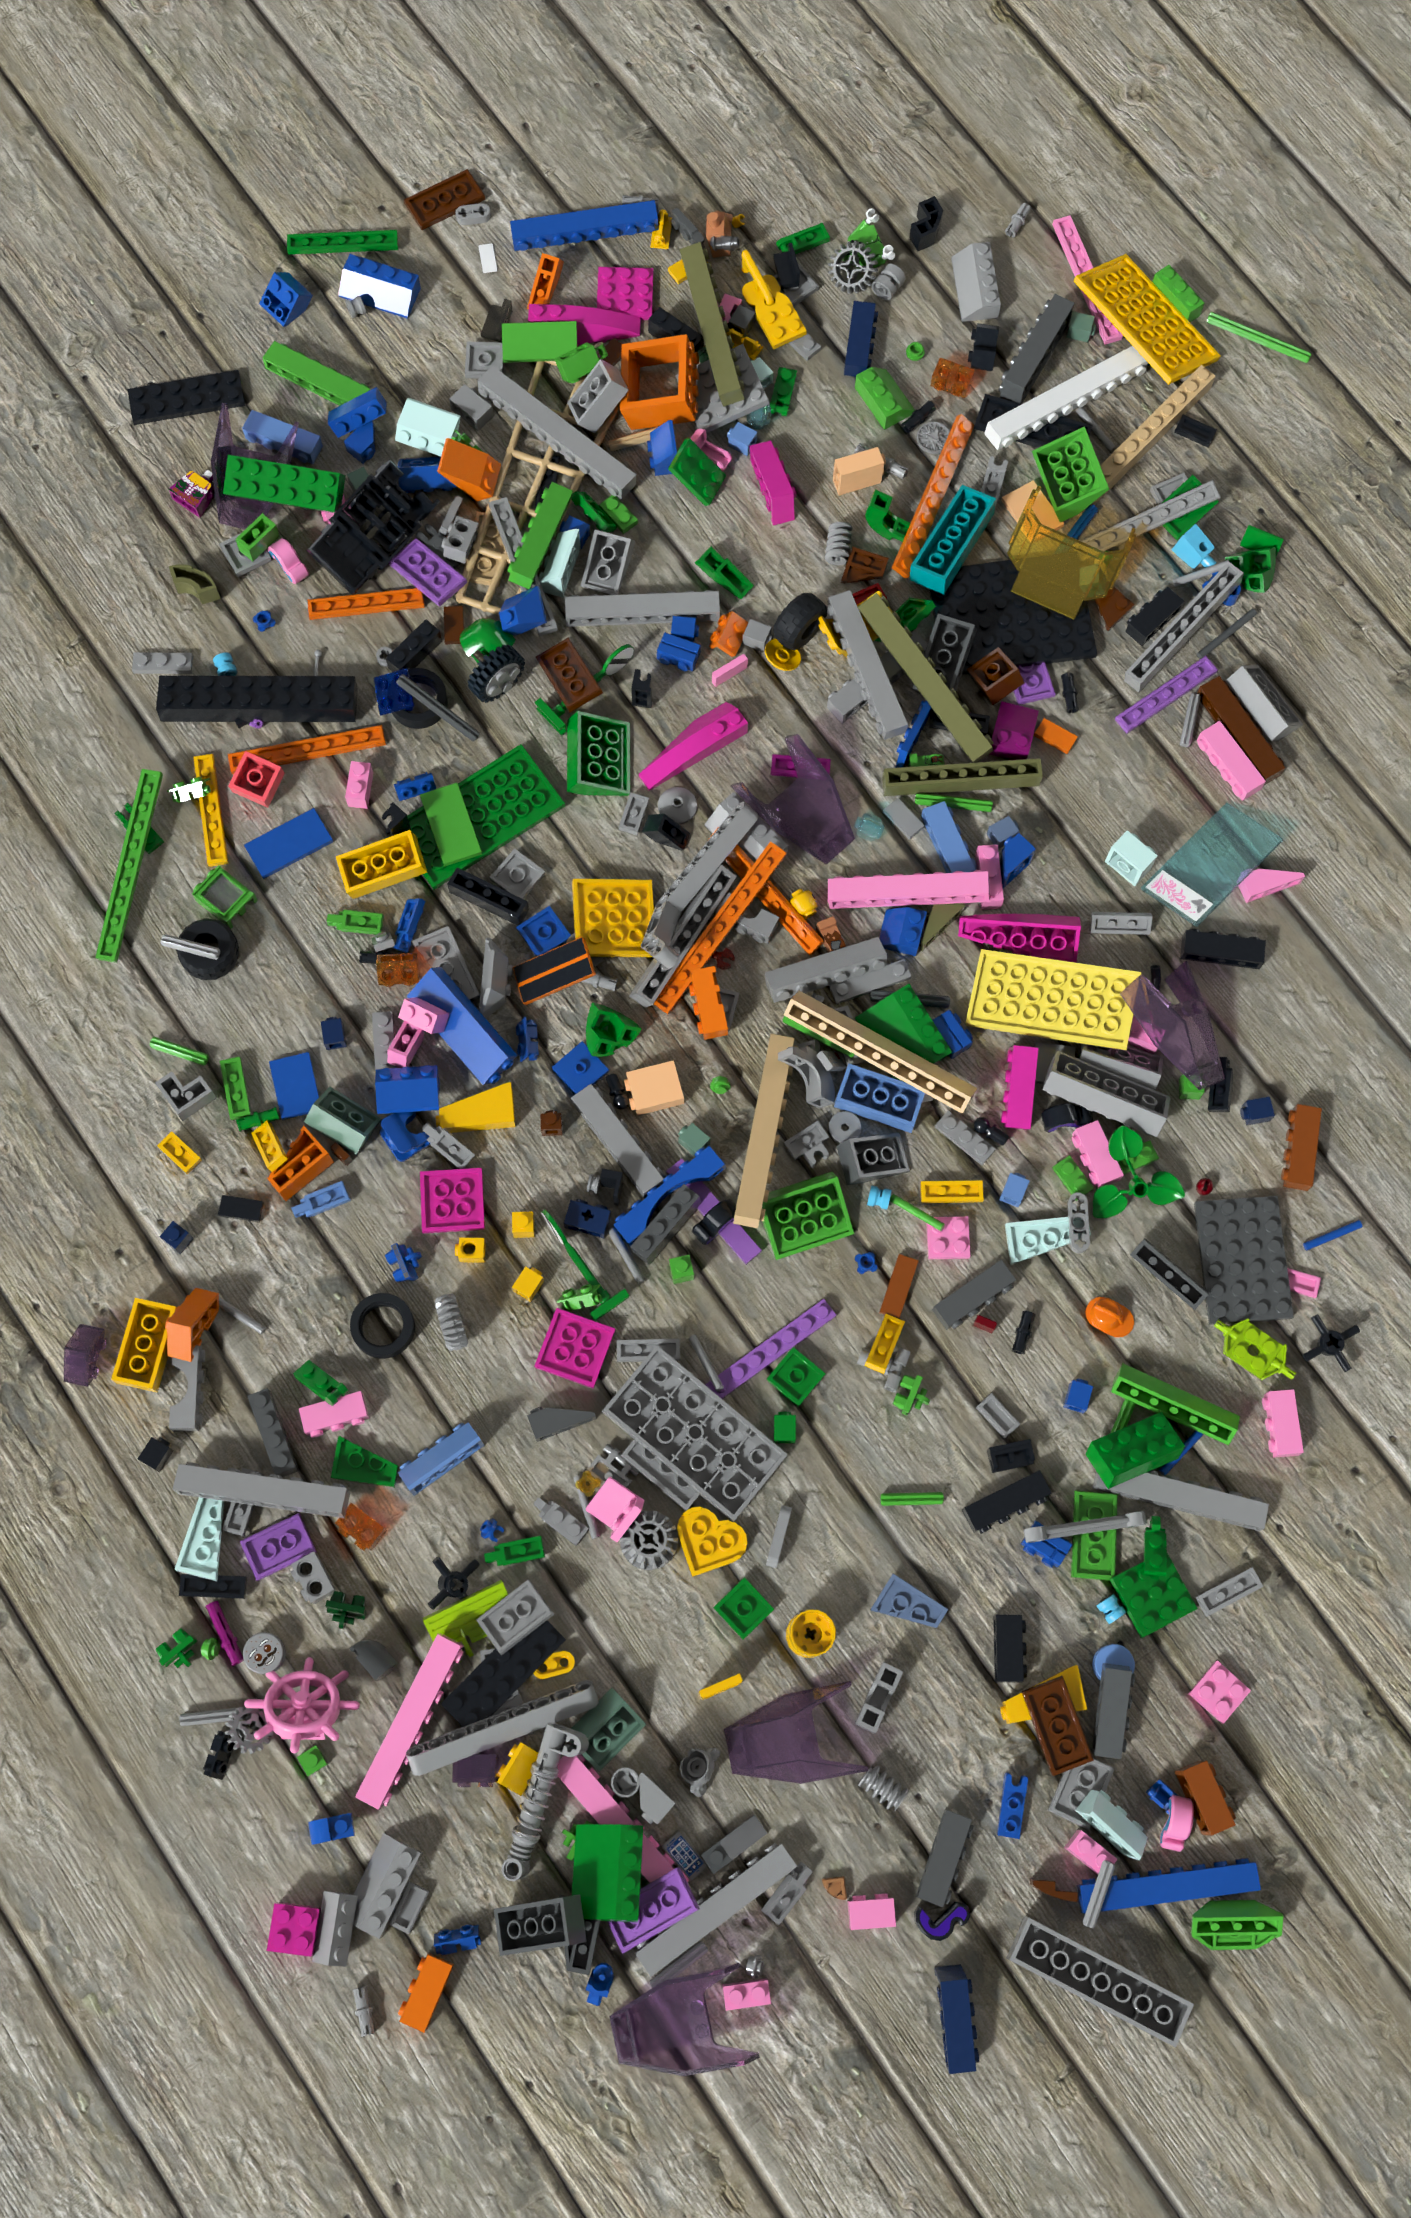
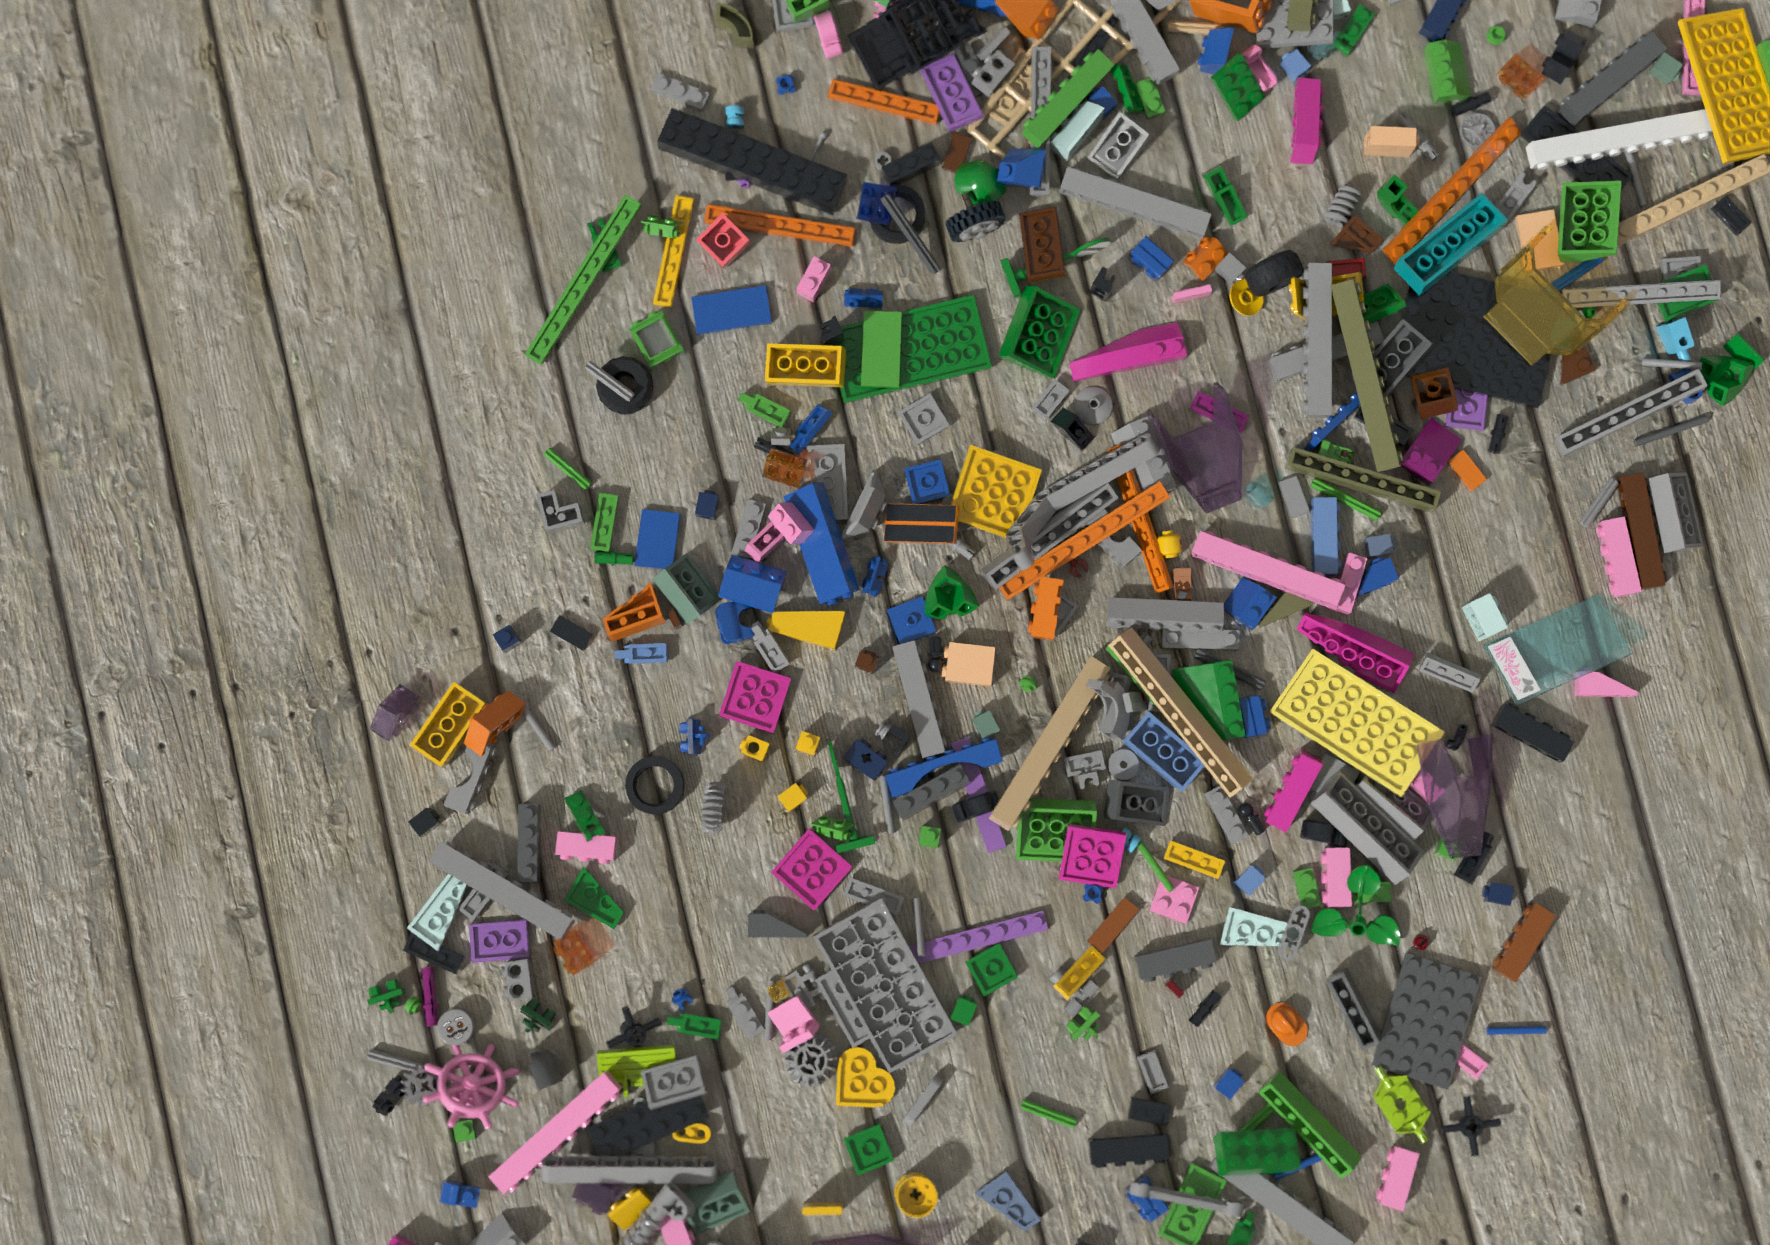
camera: 30 degrees right, 10 degrees up
(179, 1152) = (536, 562): yellow plate -> none
(269, 1146) = (614, 589): yellow plate -> none
(441, 1458) = (661, 921): medium blue slope -> none
(488, 896) = (889, 430): black brick -> none
(684, 627) = (1165, 238): blue brick -> none
(850, 1224) = (1092, 855): none -> dark pink plate
(1154, 615) = (1609, 388): black brick -> none
(1166, 694) = (1587, 469): medium lavender tile -> none

